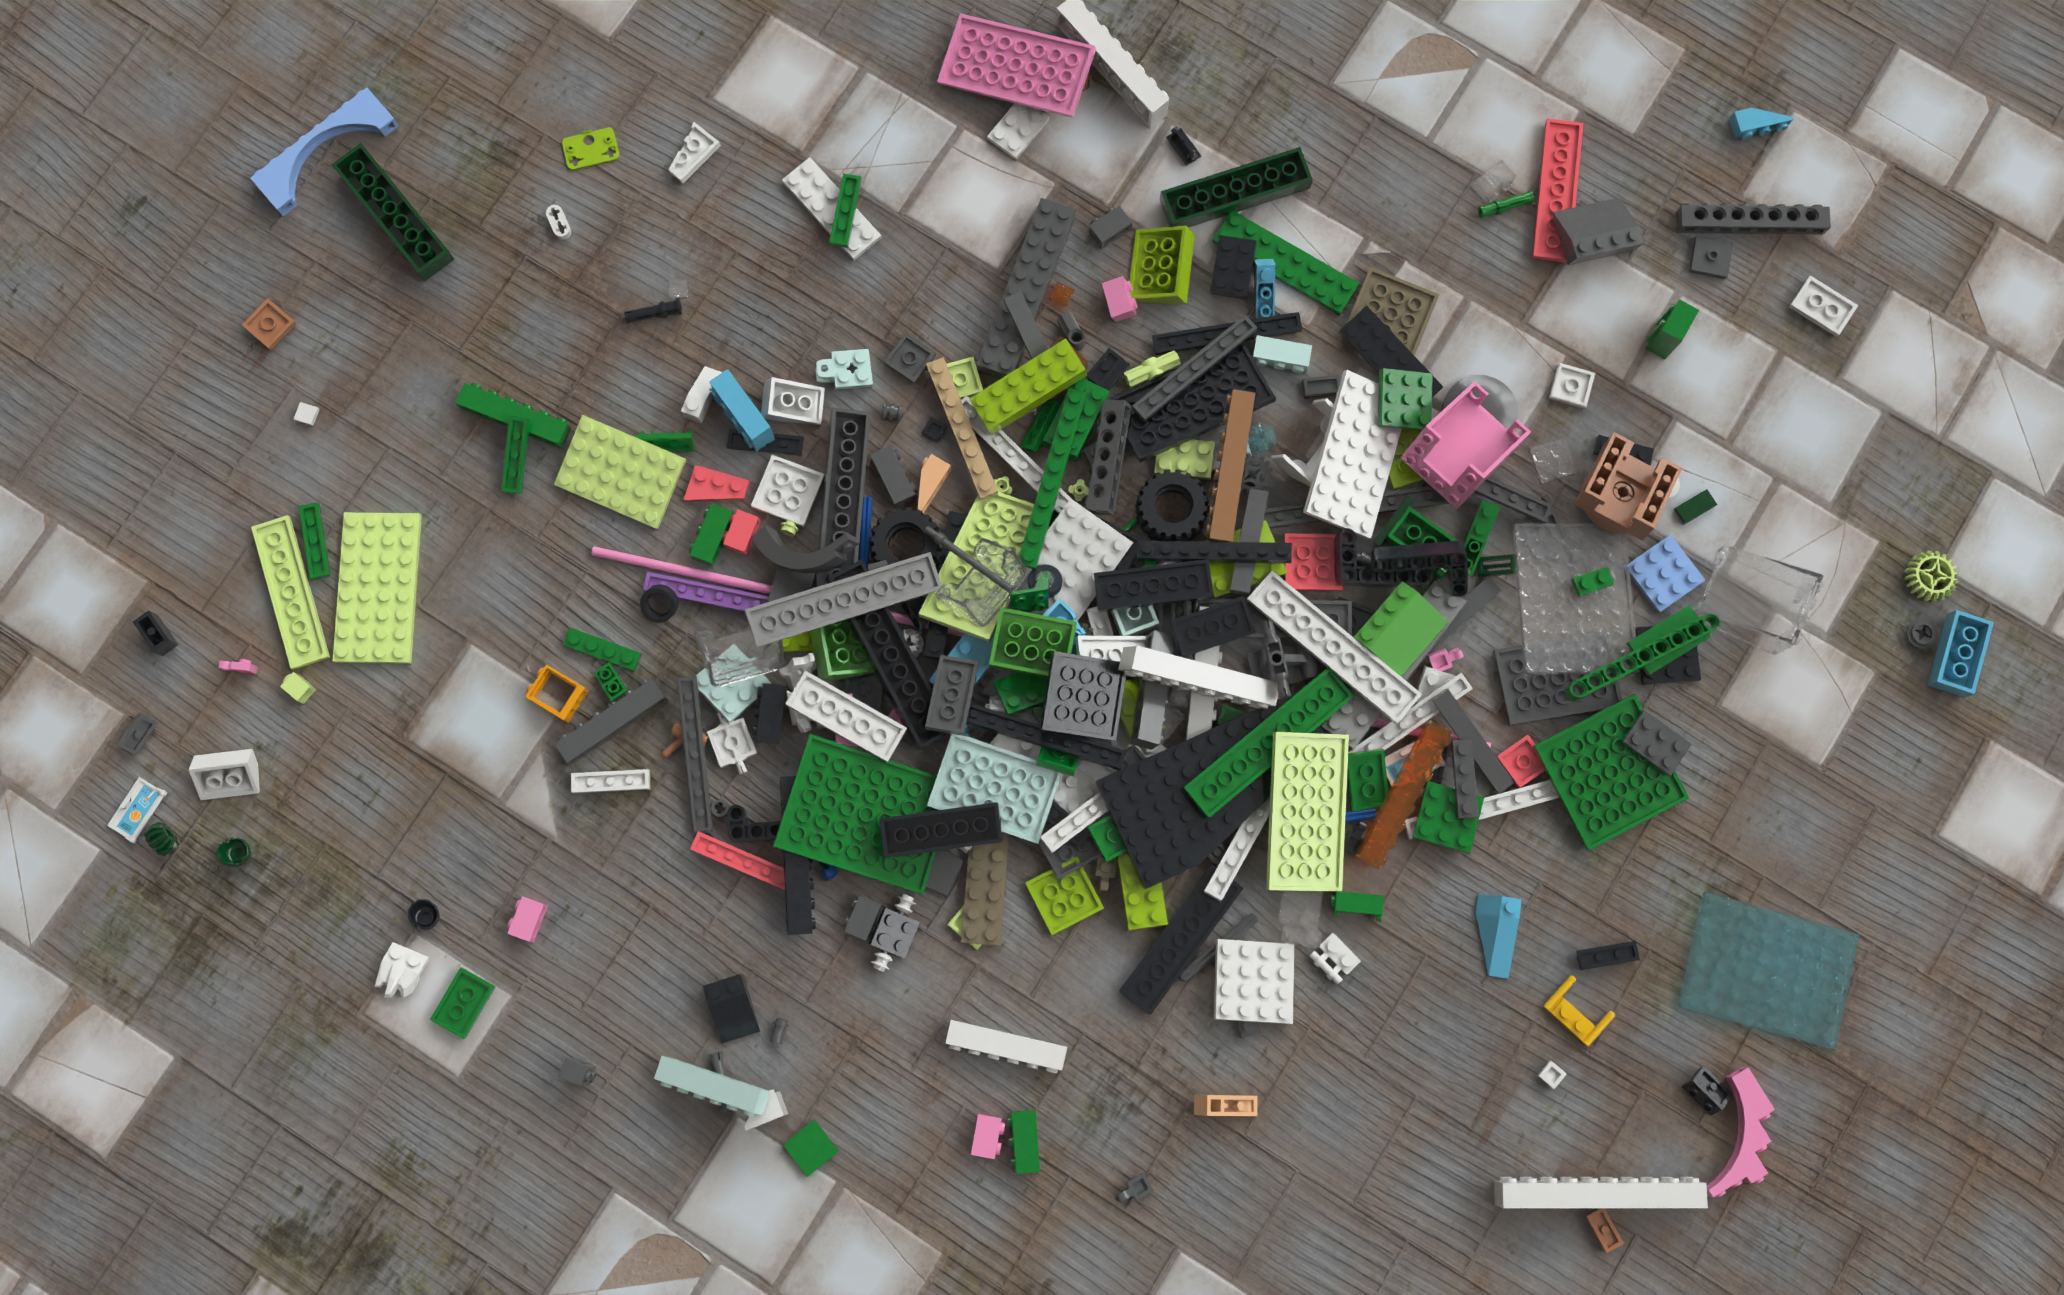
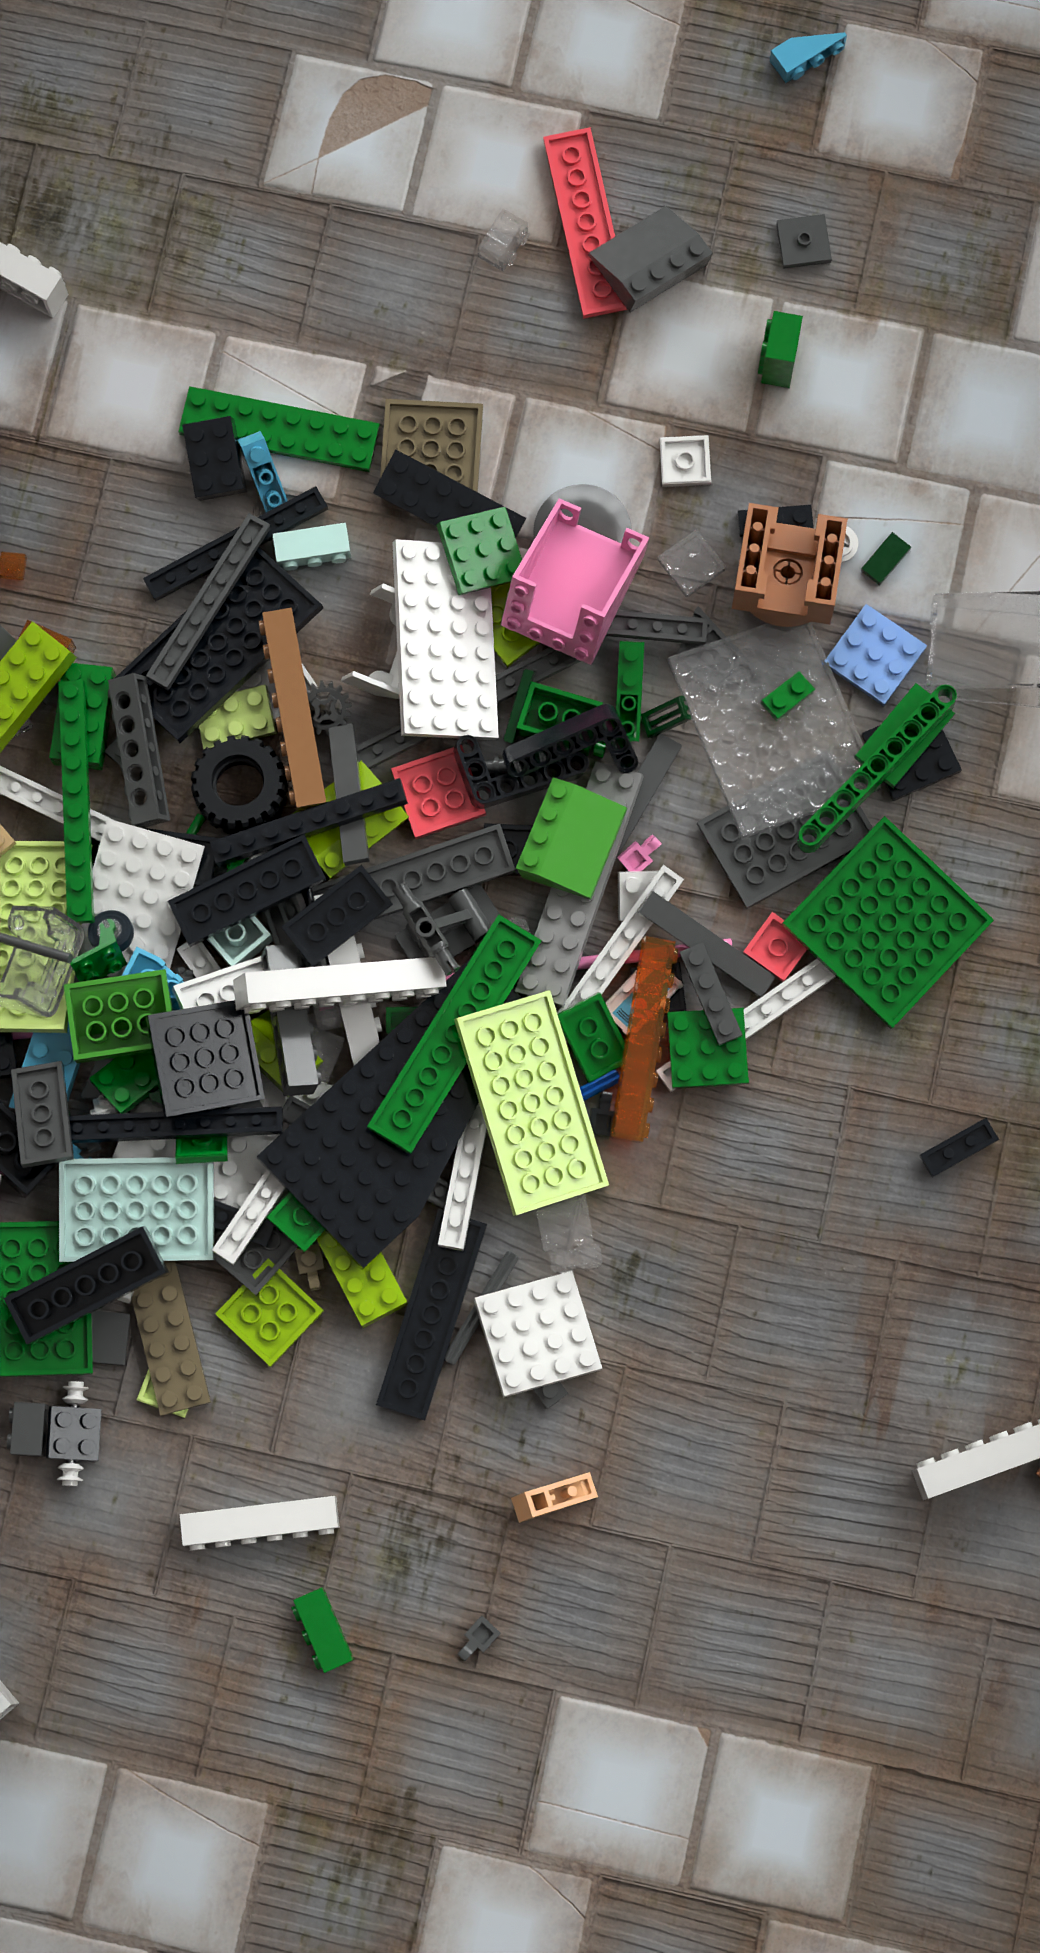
camera: 15 degrees left, 0 degrees up
(811, 1148) = (61, 1734): green tile -> none
(986, 1136) = (274, 1640): bright pink brick -> none
(1005, 482) = (20, 825): yellowish green plate -> none
(1040, 426) = (41, 739): green plate -> none
(1071, 330) = (39, 607): dark grey piece -> none
(1074, 490) = (110, 805): yellowish green plate -> none
(1108, 370) = (102, 641): black plate -> none
(1110, 226) = (44, 460): dark grey brick -> none
(1119, 298) = (86, 546): bright pink brick -> none
(1152, 369) = (157, 620): yellowish green piece -> none
(1162, 265) = (125, 486): lime slope -> none
(1183, 146) = (101, 326): black hinge -> none
(1236, 189) = (185, 359): dark green brick -> none
(1262, 438) = (322, 659): clear light blue brick -> none
(1320, 386) = (373, 569): dark grey tile -> none
(1334, 647) = (496, 888): white plate -> none
(1339, 954) = (632, 1263): white plate -> none
(1357, 904) = (632, 1194): green brick -> none
(1498, 928) = (813, 1159): medium azure wedge -> none
(1505, 204) = (520, 268): green pin -> none
(1551, 1074) = (938, 1317): white plate -> none
(1572, 1018) = (942, 1239): yellow plate -> none
(1656, 743) = (930, 867): dark grey plate -> none
(1818, 215) = (761, 209): dark grey brick -> none
(1823, 306) = (960, 255): white plate -> none

